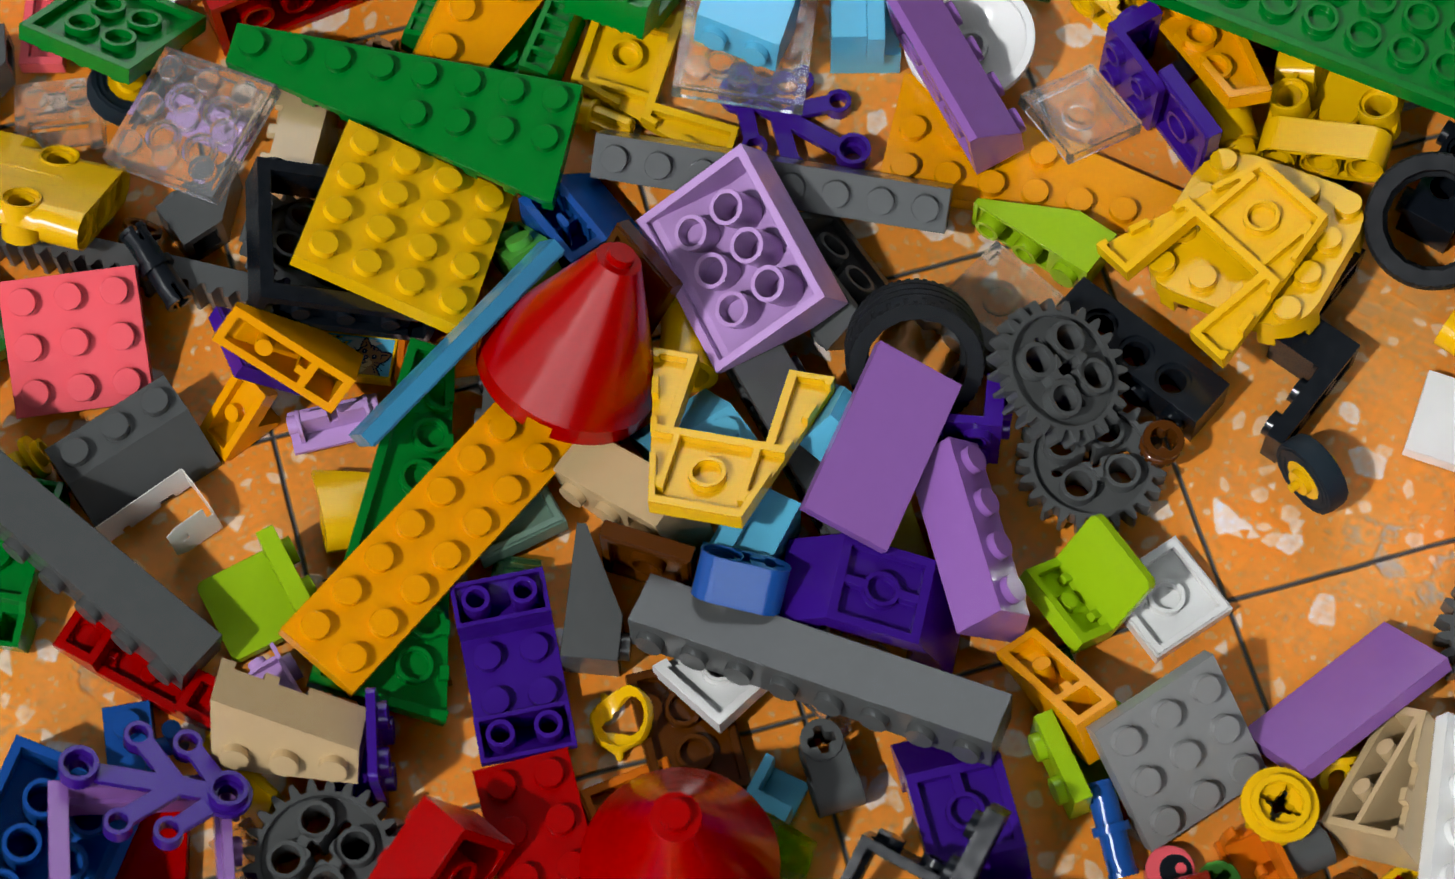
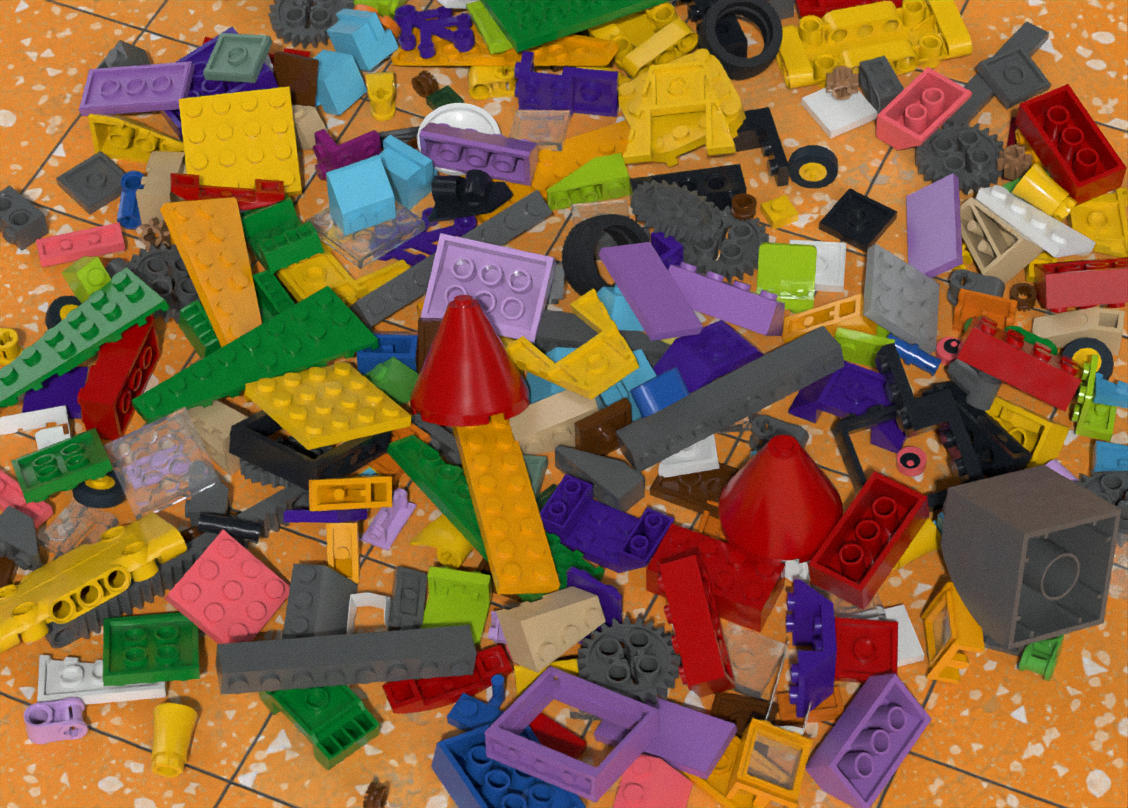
camera: 50 degrees left, 15 degrees down
(162, 785) = (562, 668): dark purple plant -> none
(225, 538) = (407, 599): none -> dark grey hinge
(456, 343) = (418, 420): dark azure tile -> none
(605, 711) = (658, 505): yellow piece -> none
(888, 119) = (466, 196): none -> black panel
(1213, 488) = (779, 212): none -> yellow plate
(1289, 592) = (858, 220): none -> black tile
(1301, 802) = (968, 270): yellow gear -> none

